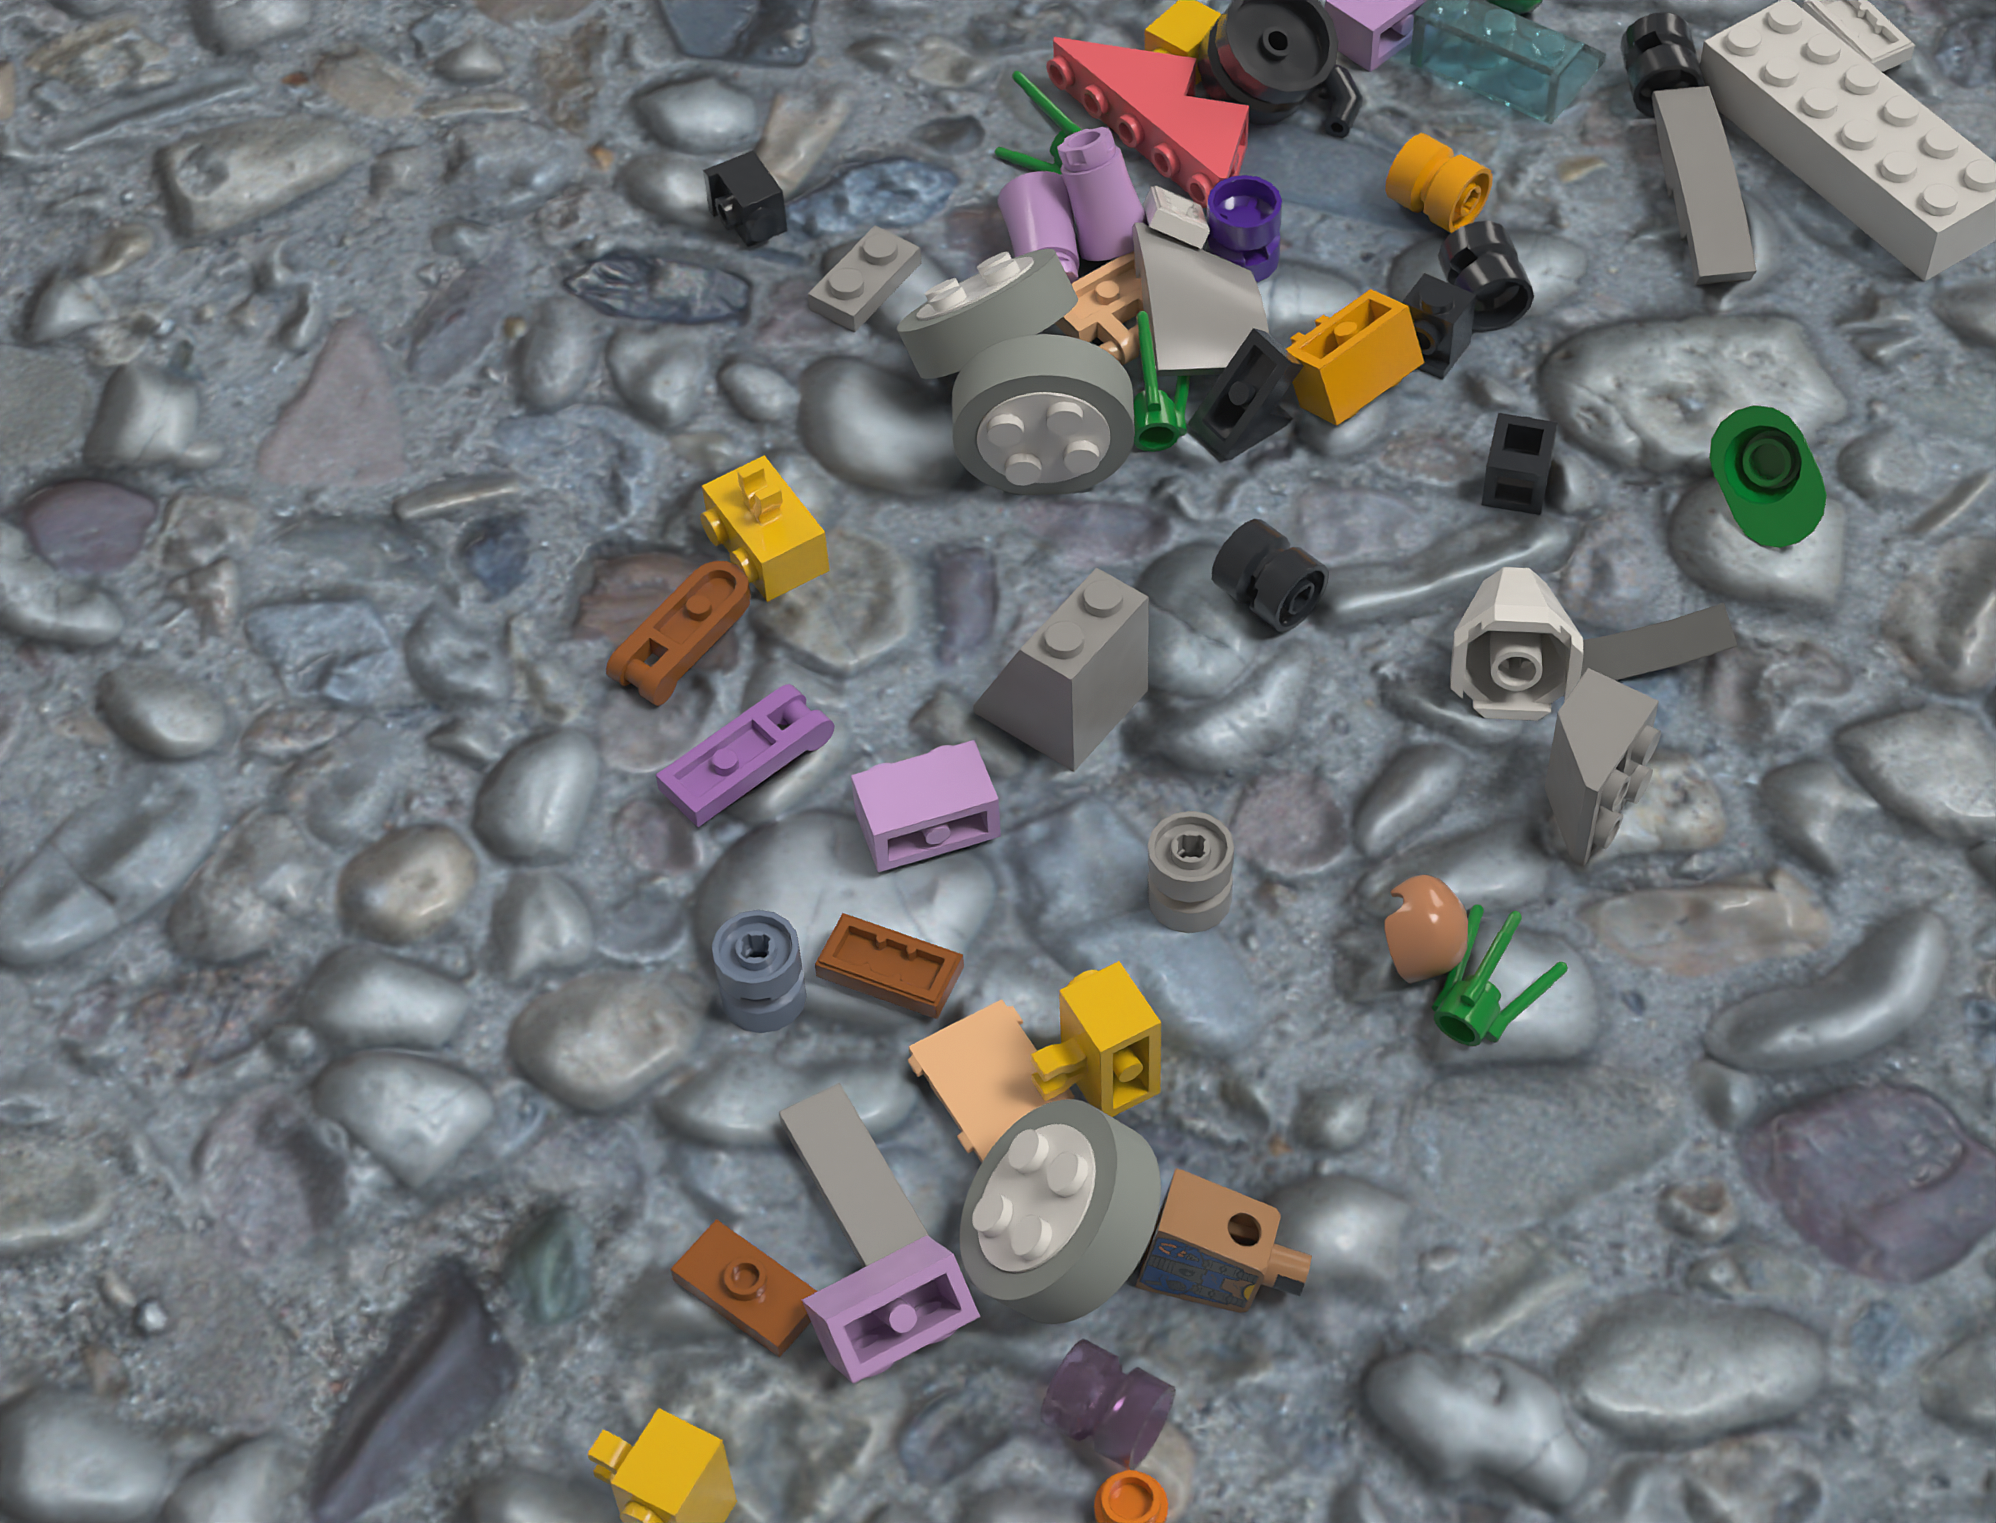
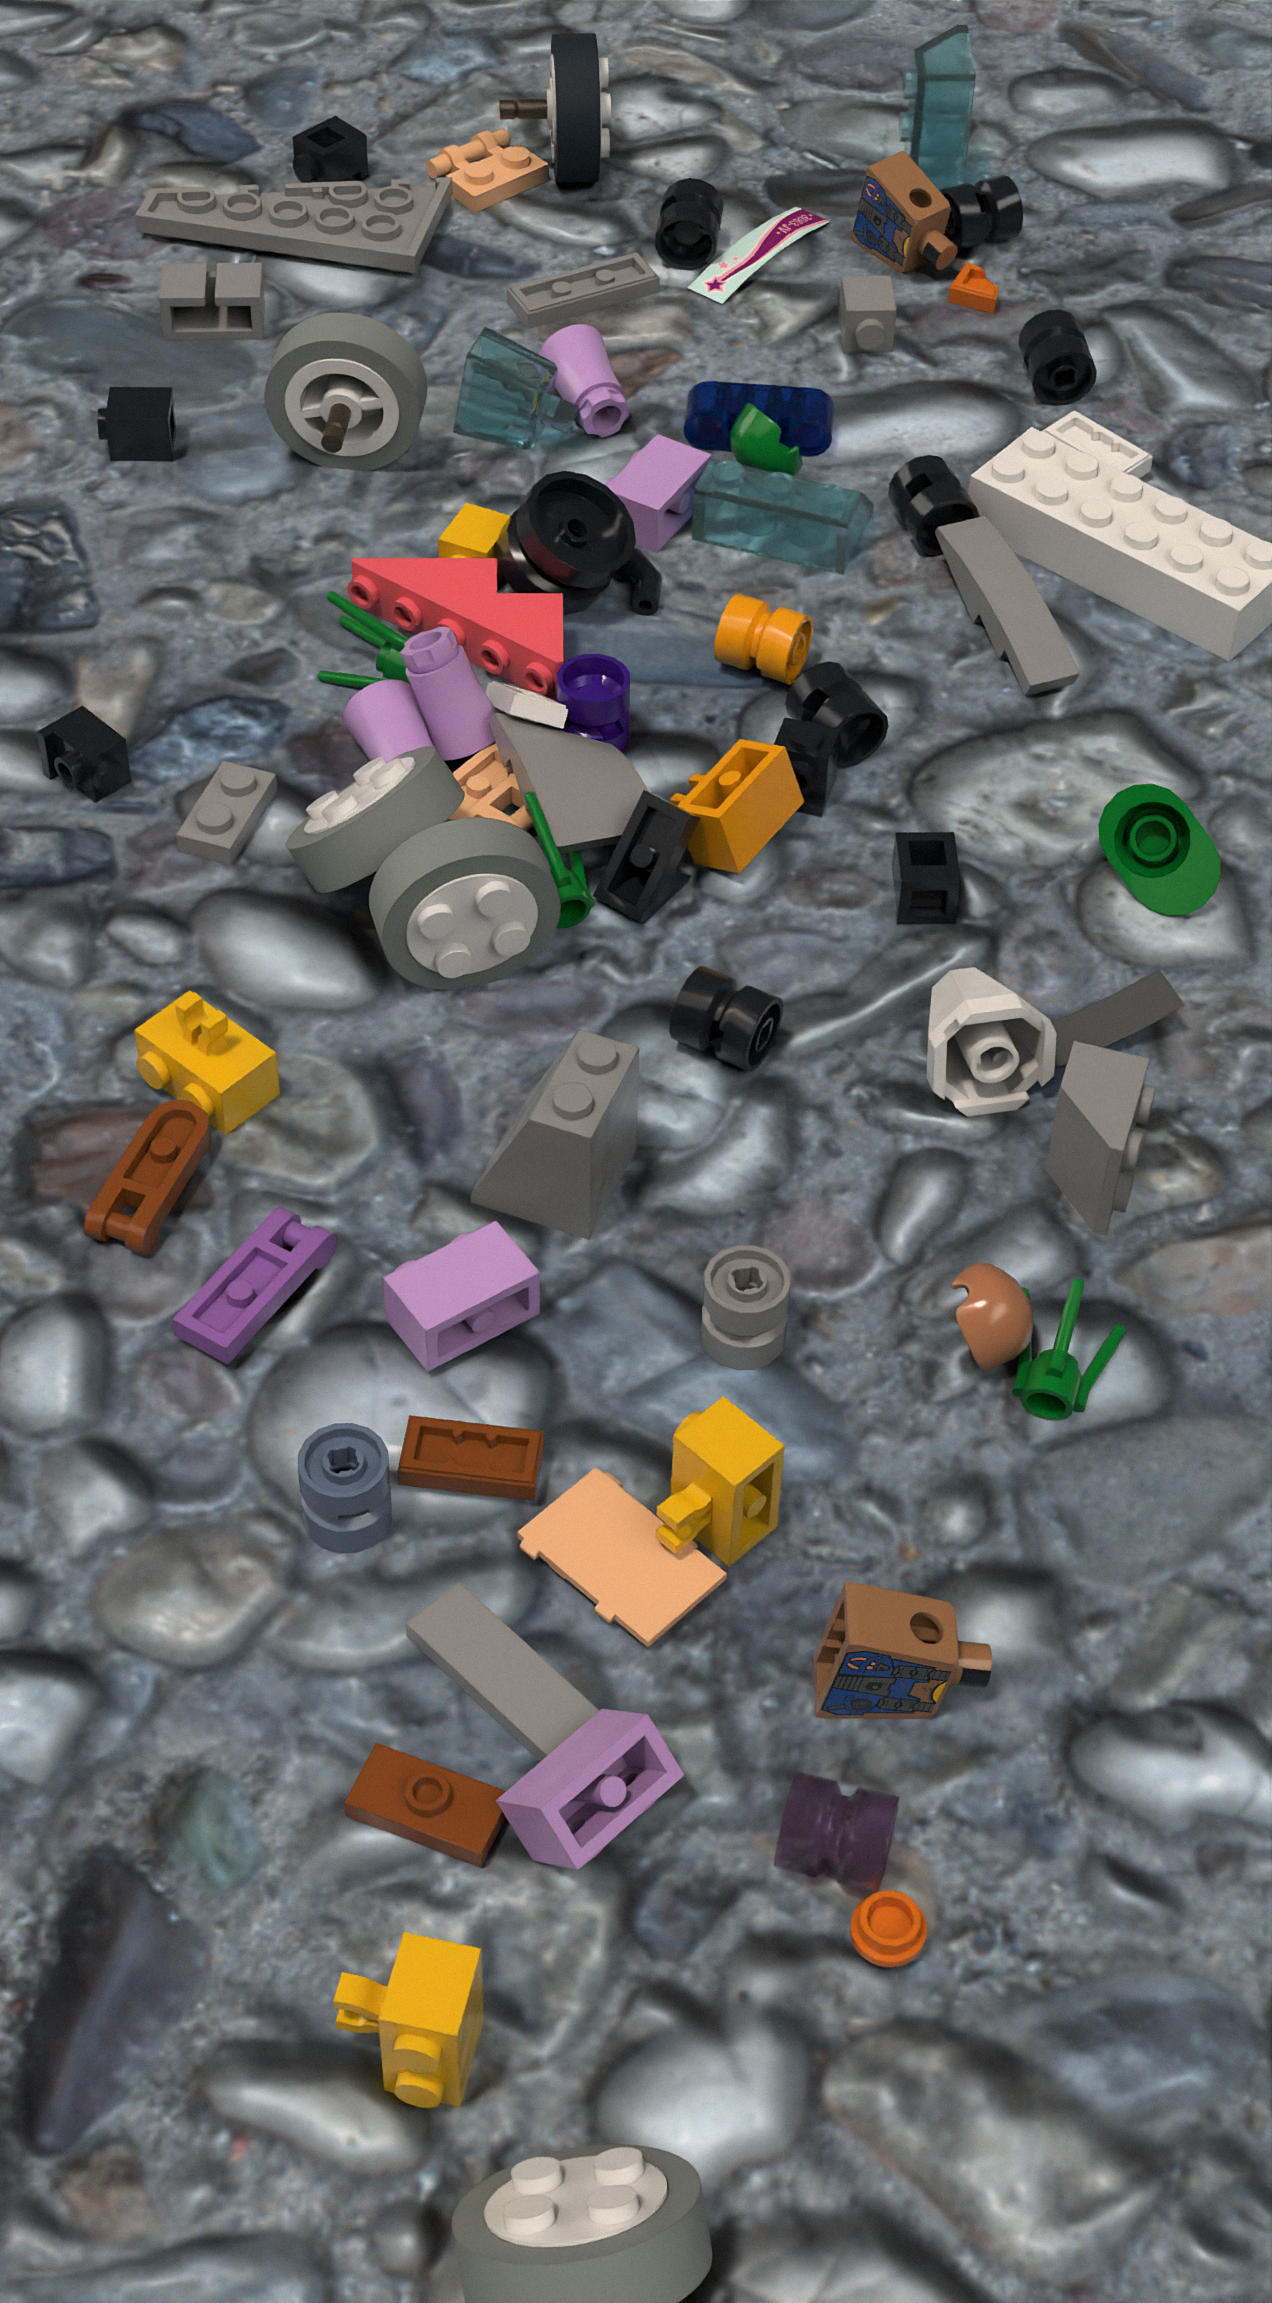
camera: 20 degrees left, 5 degrees down
(1060, 1212) = (737, 1652): light grey wheel -> none

